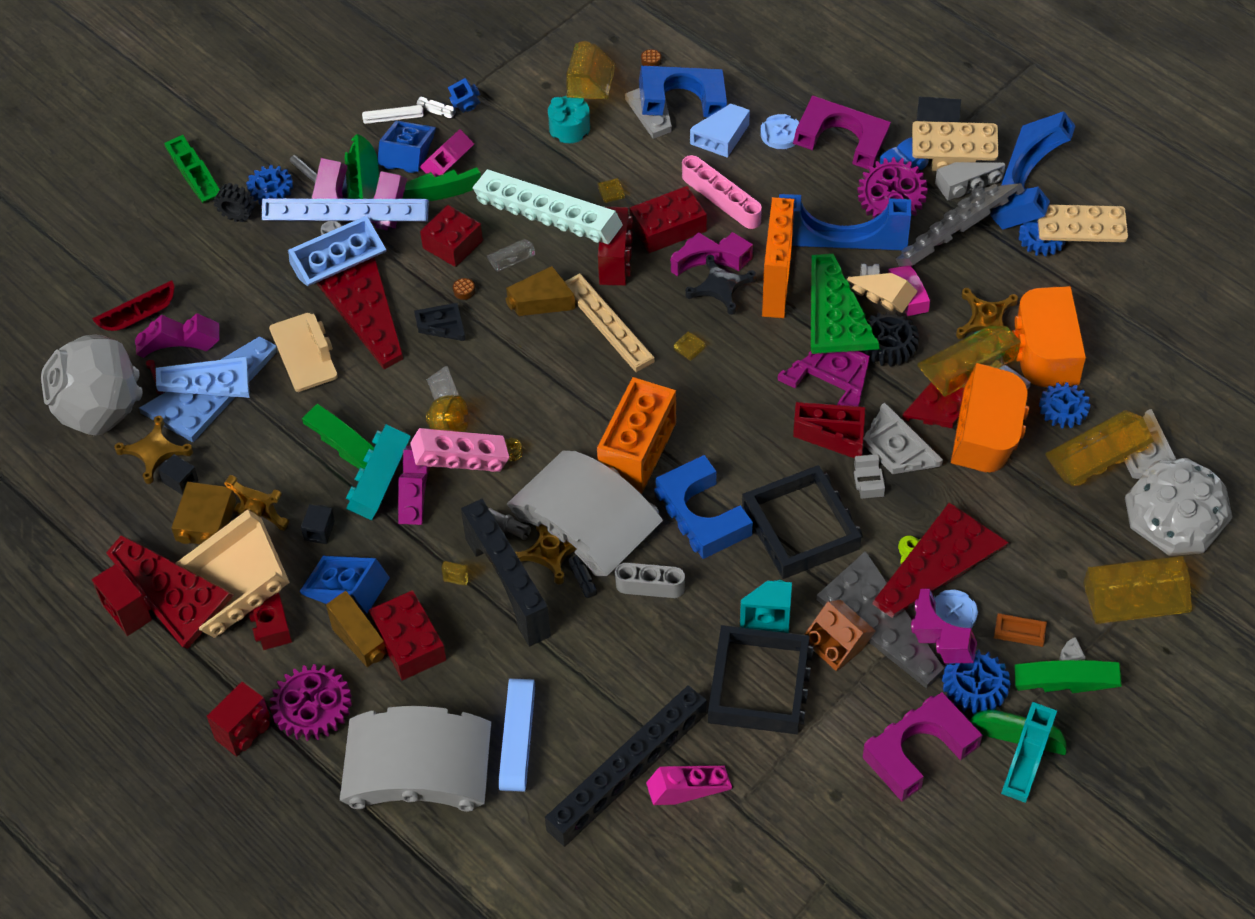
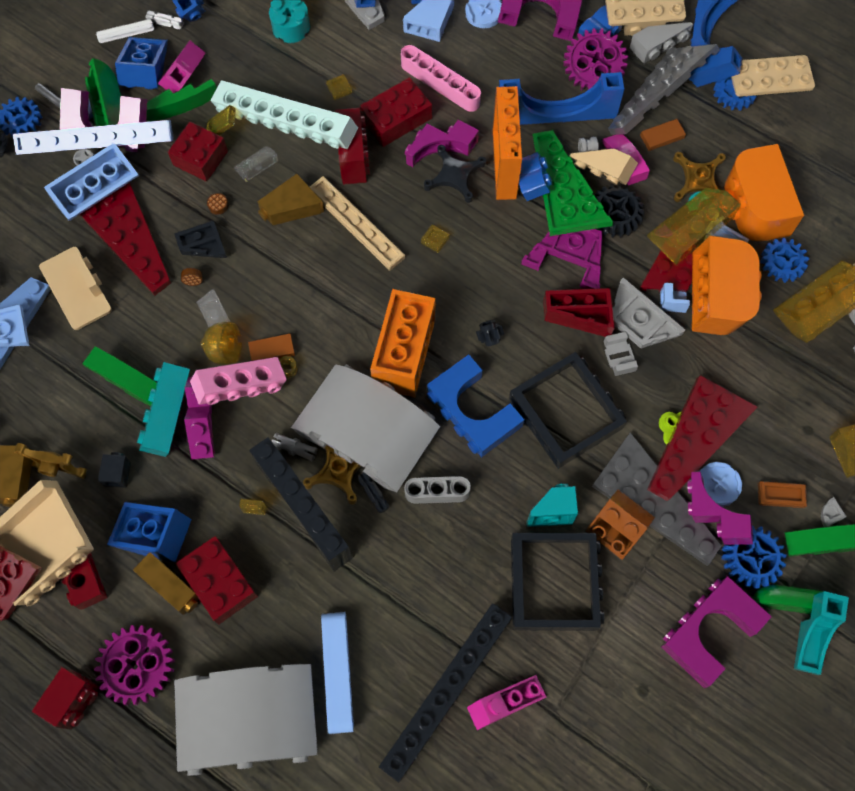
camera: 10 degrees left, 15 degrees up
(425, 353) = (191, 277): none -> reddish brown tile
(482, 208) = (222, 120): none -> clear yellow tile
(504, 427) = (271, 347): none -> dark orange tile
(731, 439) = (490, 332): none -> black gear
(803, 293) = (533, 176): none -> blue brick
(934, 432) = (673, 300): none -> light blue panel
(955, 271) = (662, 134): none -> dark orange tile

